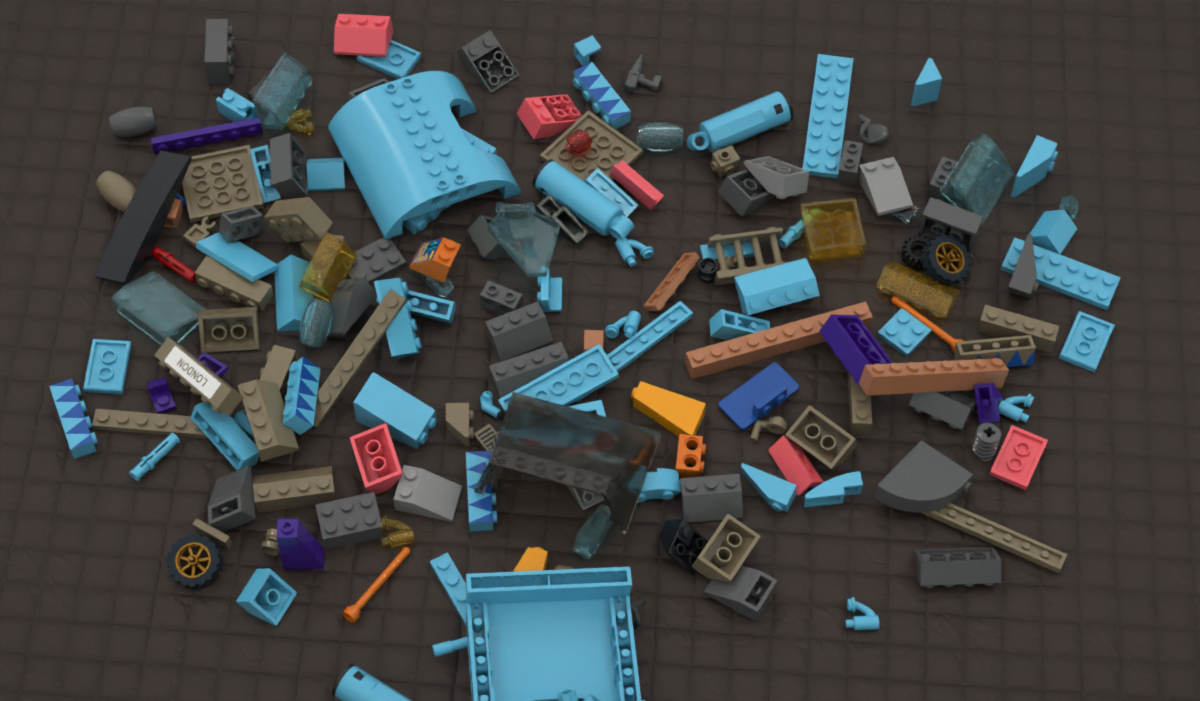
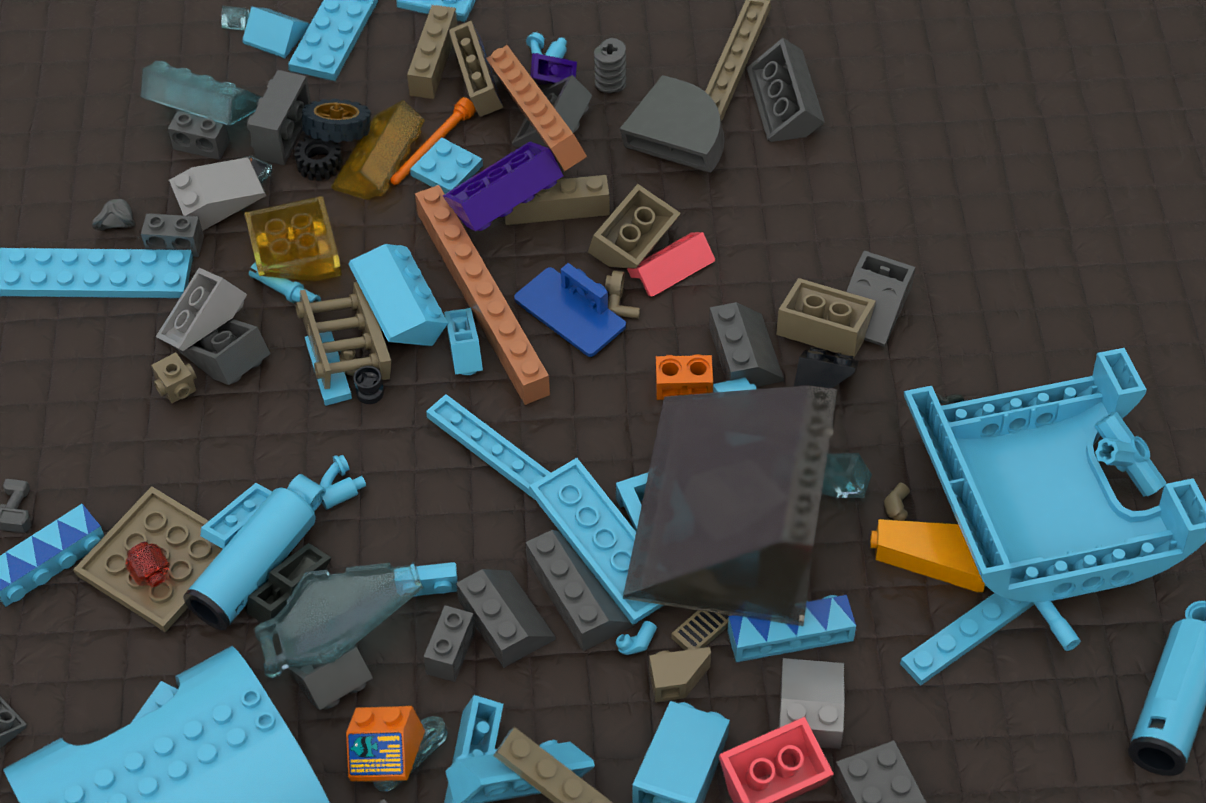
camera: 95 degrees left, 5 degrees down
(352, 612) = (1032, 772): orange piece -> none
(396, 538) = (891, 726): clear yellow plant -> none
(548, 115) = (82, 626): coral slope -> none
(593, 338) = (515, 512): nougat brick -> none
(629, 322) = (478, 466): medium azure plant -> none
(636, 185) = (220, 487): coral panel -> none
(659, 136) = (128, 464): clear light blue piece -> none
(669, 409) = (612, 406): light orange slope -> none
(671, 282) = (392, 427): nougat plate -> none
(743, 122) = (105, 361): medium azure piece -> none
(774, 490) = (717, 282): medium azure slope -> none
(834, 490) = (703, 216): medium azure slope -> none
(867, 622) = (885, 178): medium azure plant -> none
(927, 84) = (34, 154): medium azure slope -> none
(1018, 457) = (640, 44): coral plate -> none
(1025, 276) = (349, 34): dark grey slope -> none
(1036, 165) = (178, 40): medium azure slope -> none

